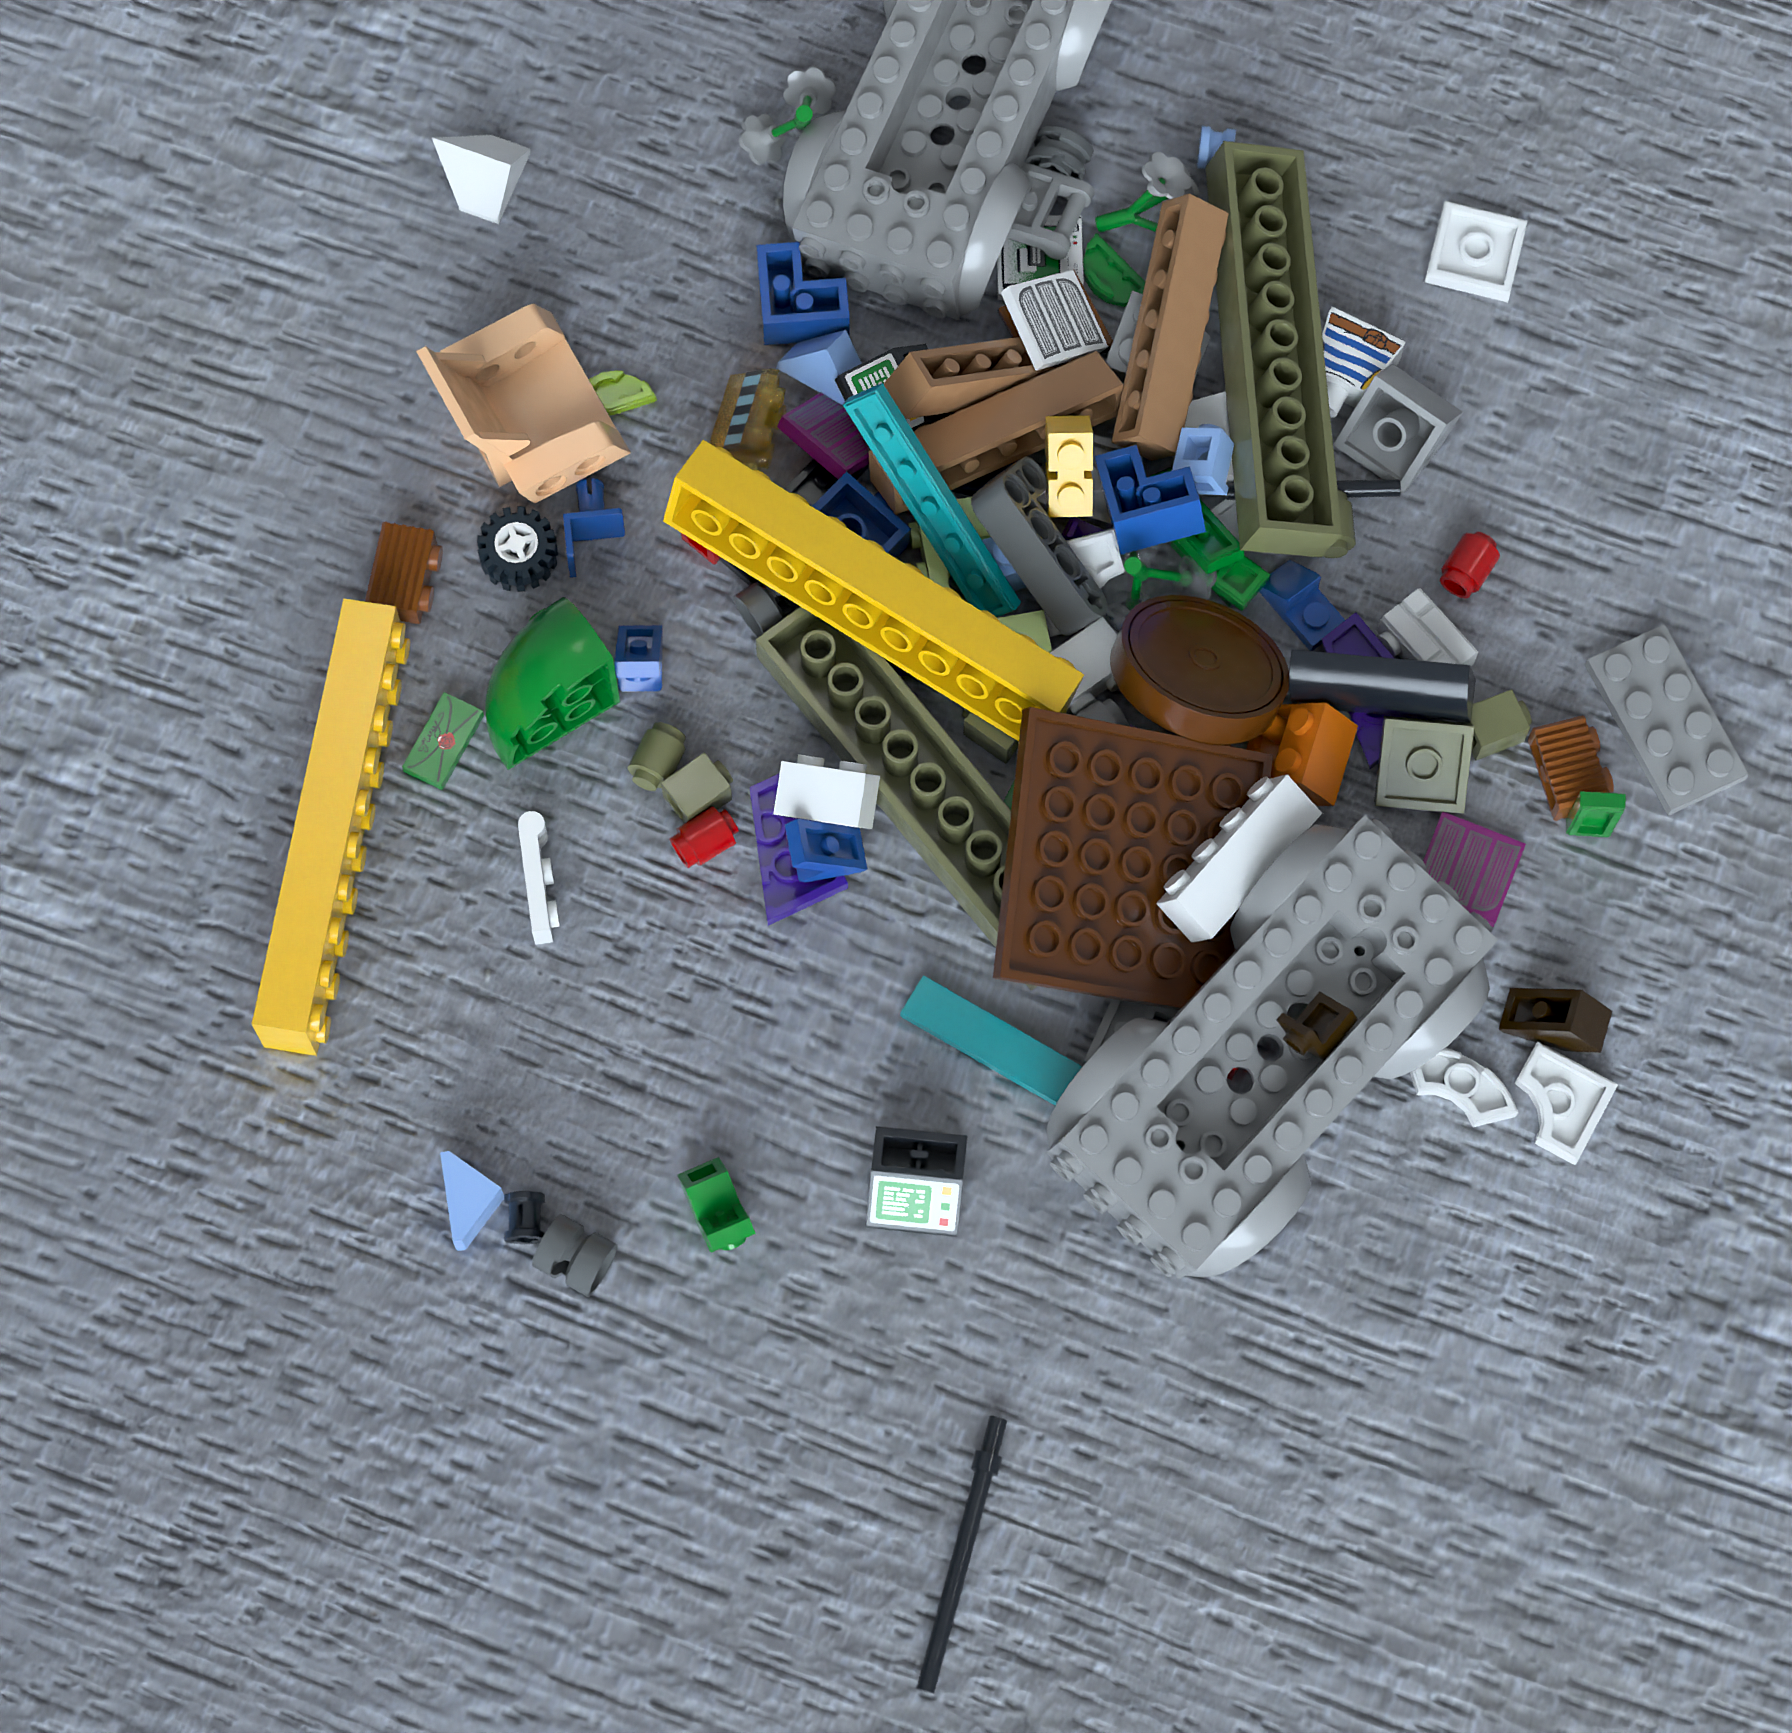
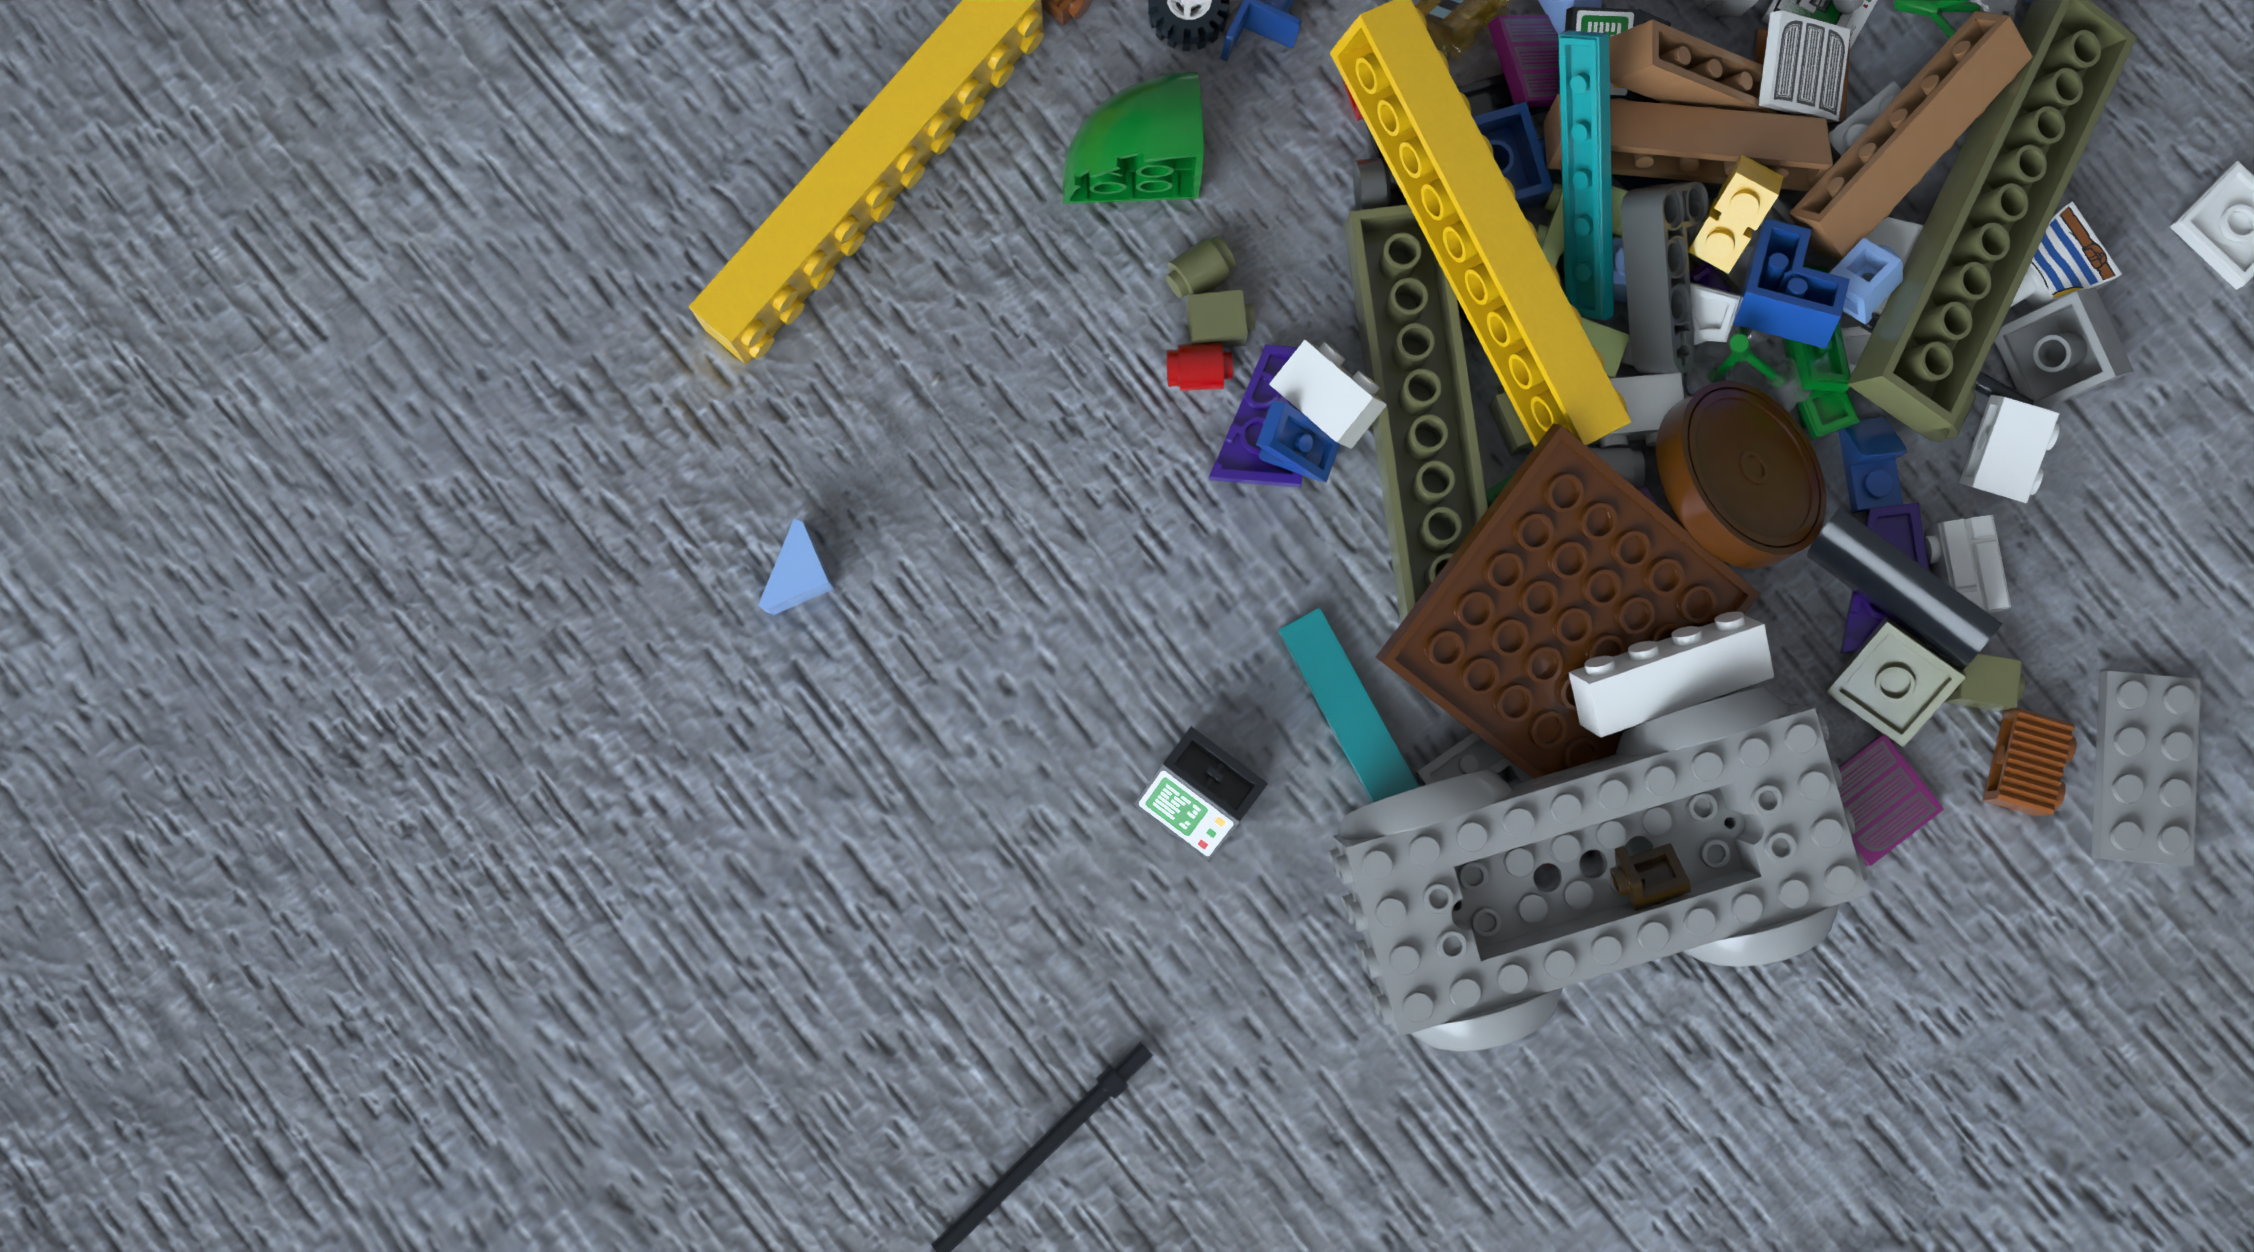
camera: 30 degrees right, 10 degrees up
(443, 741) = (1020, 144): green tile -> none
(524, 1217) = (837, 618): black bush -> none
(537, 875) = (1029, 315): white plate -> none
(574, 1255) = (859, 679): dark grey wheel -> none
(639, 658) = (1237, 168): blue slope -> none
(716, 1205) = (1009, 710): green brick -> none
(1109, 273) = (1879, 53): green tile -> none
(1310, 746) = (1798, 605): orange slope -> none
(1402, 528) = (2010, 448): none -> white brick
(1467, 1085) = (1754, 1003): white tile -> none
(1469, 564) = (2051, 518): red brick -> none
(1556, 1018) = (1873, 988): dark brown slope -> none
(1566, 1100) = (1835, 1066): white tile -> none
(1595, 814) = (2028, 823): green tile -> none

